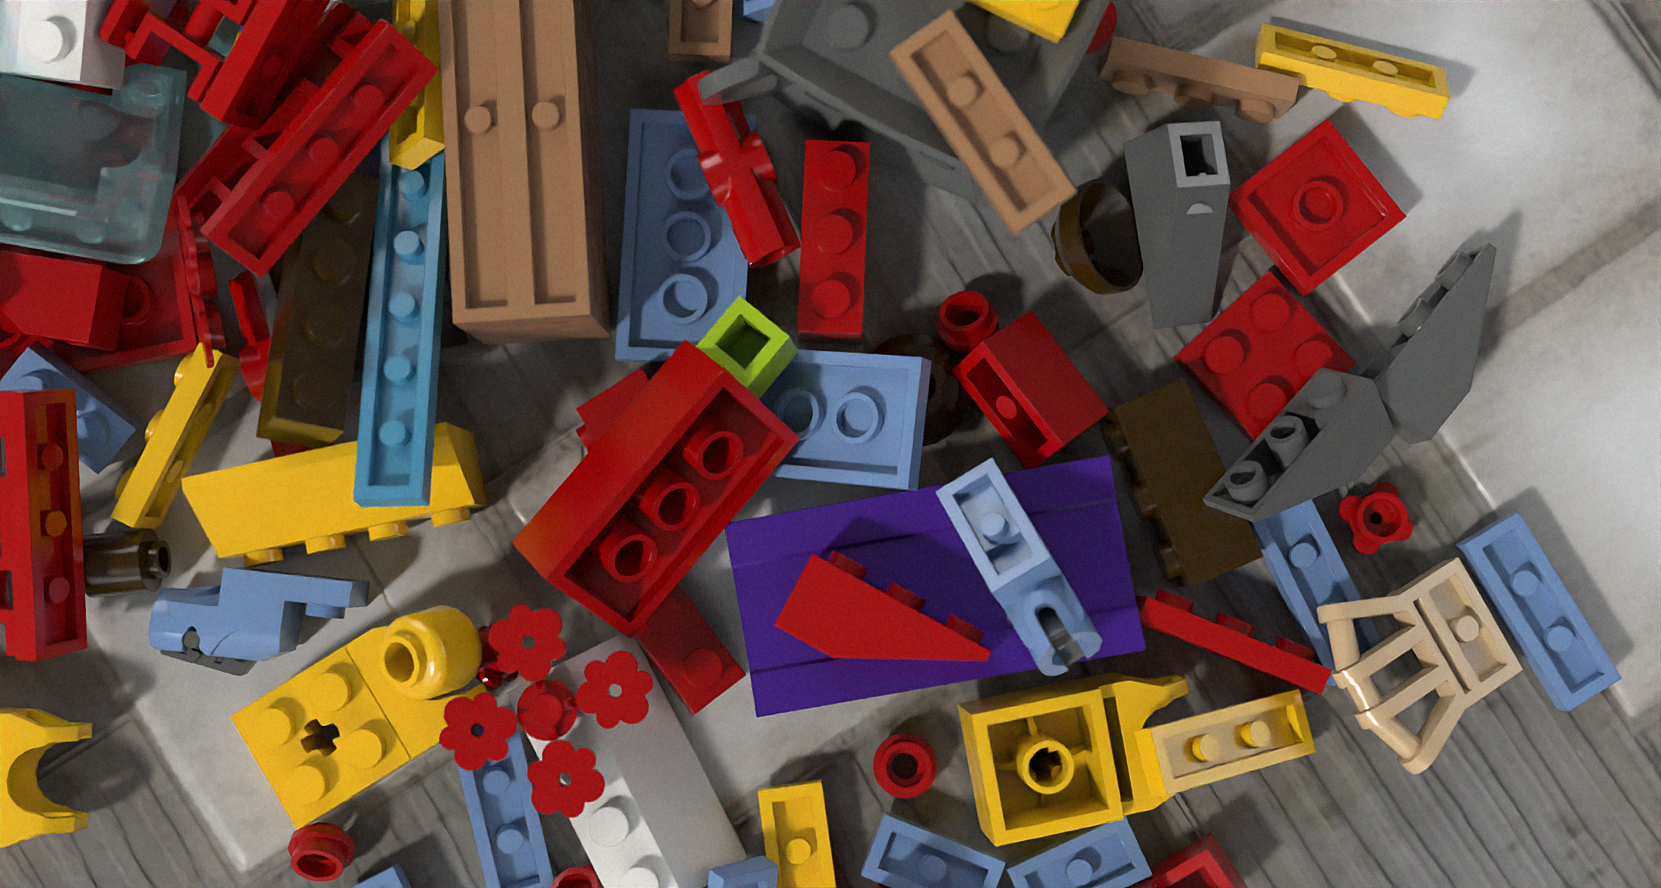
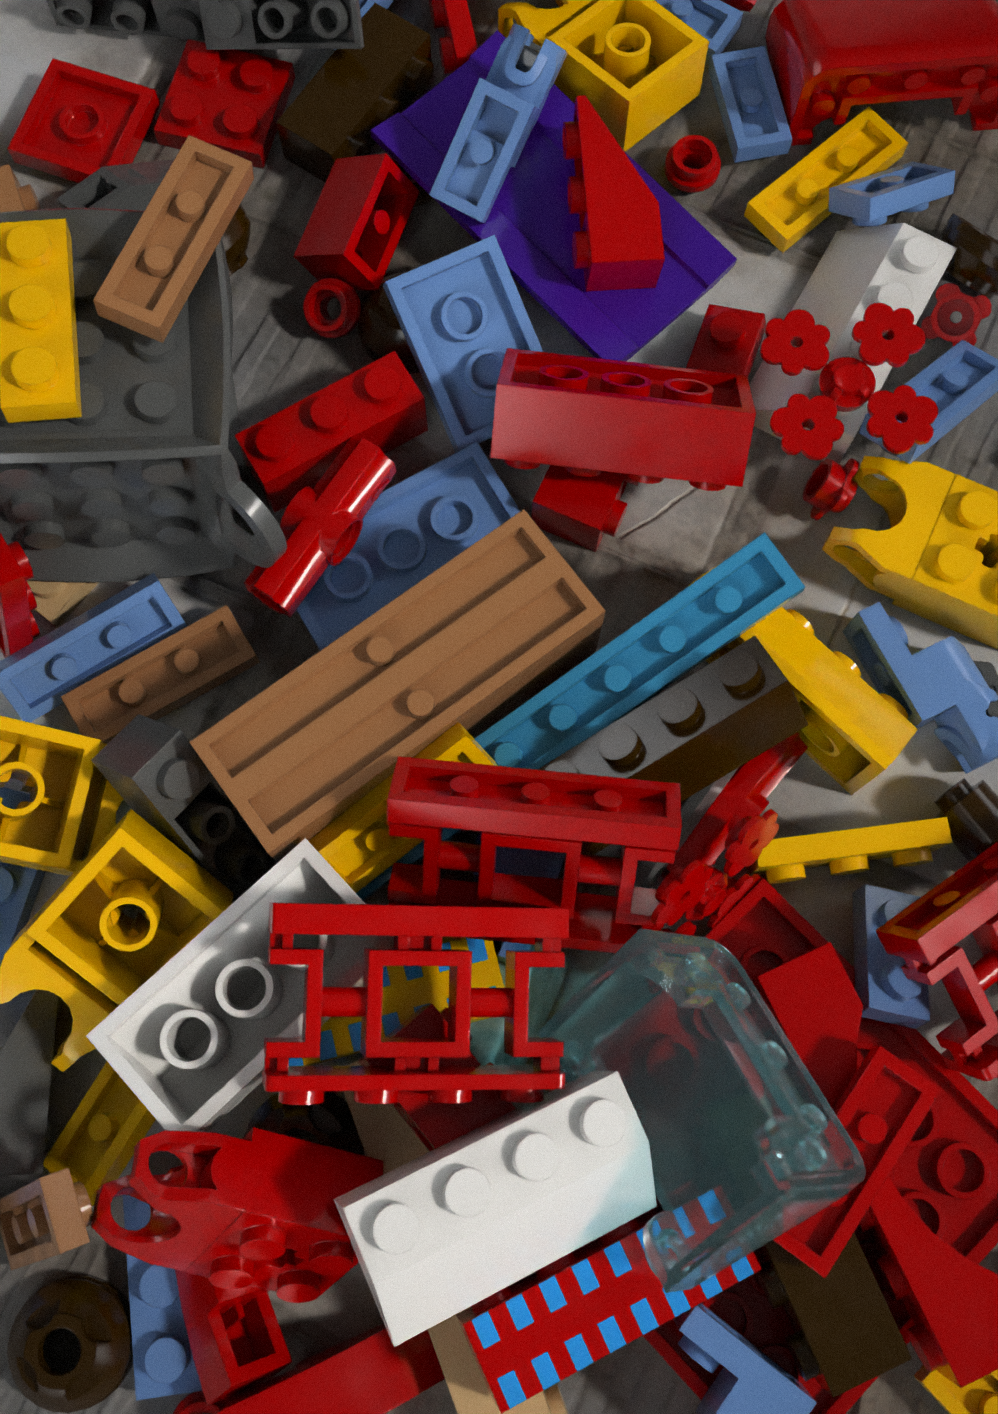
camera: 125 degrees left, 10 degrees down
(430, 652) = (869, 496): yellow head -> none
(748, 346) = (462, 415): lime brick -> none

